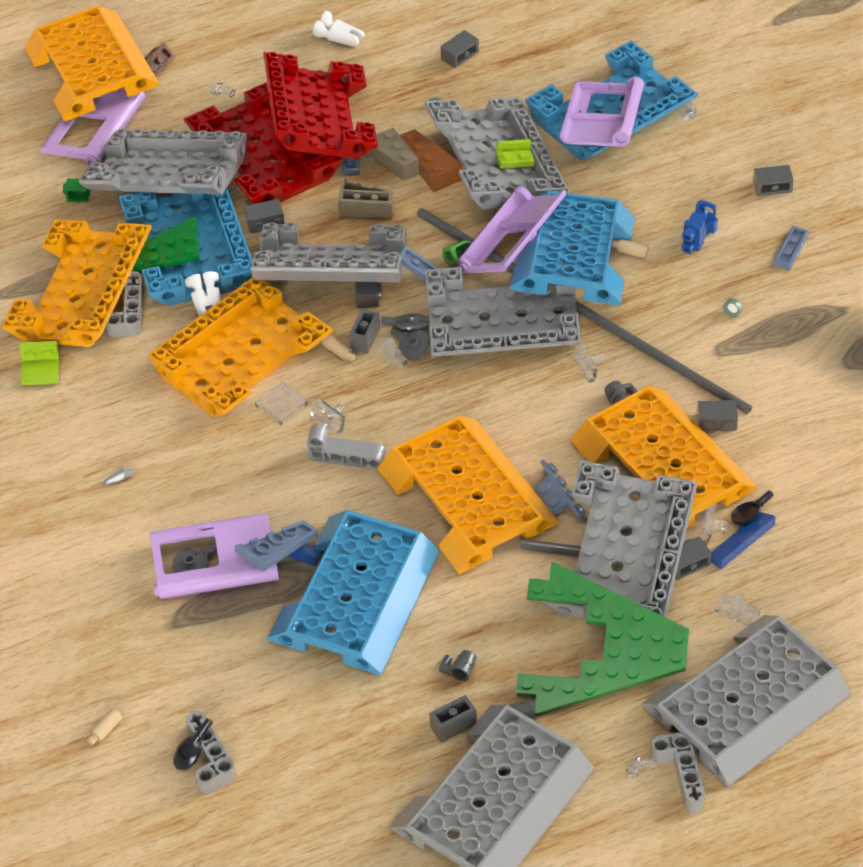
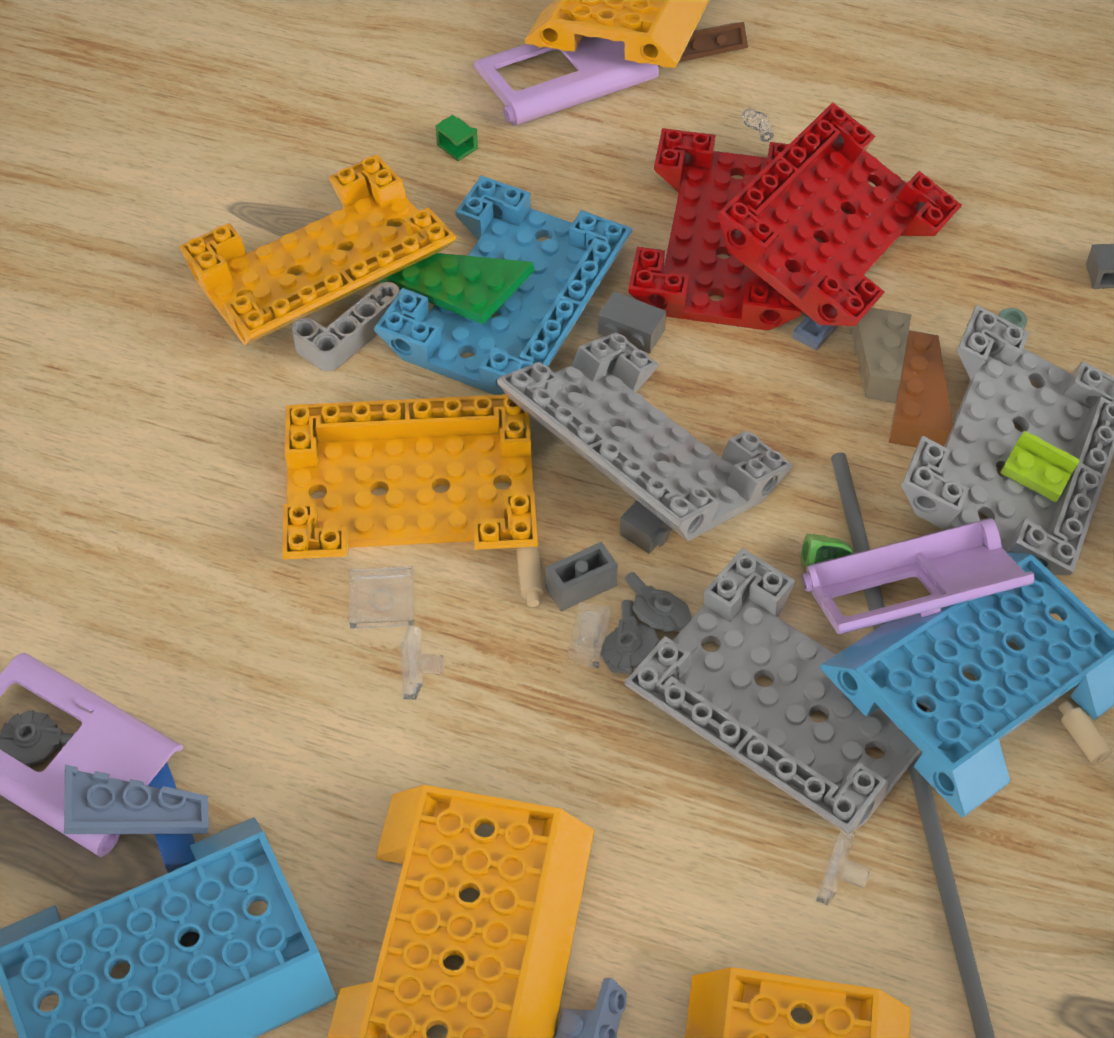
camera: 40 degrees right, 5 degrees up
(39, 363) = (174, 327): lime bracket -> none
(118, 476) = (93, 544): light grey bar -> none
(167, 162) = (580, 172): light grey slope -> none
(201, 300) = (439, 383): white piece -> none
(338, 31) = (977, 139): white piece -> none
(343, 451) = (374, 731): light grey beam -> none
(365, 201) = (773, 389): dark tan wedge -> none
(415, 262) = (747, 527): sand blue tile -> none
(617, 391) = (833, 959): dark grey piece -> none

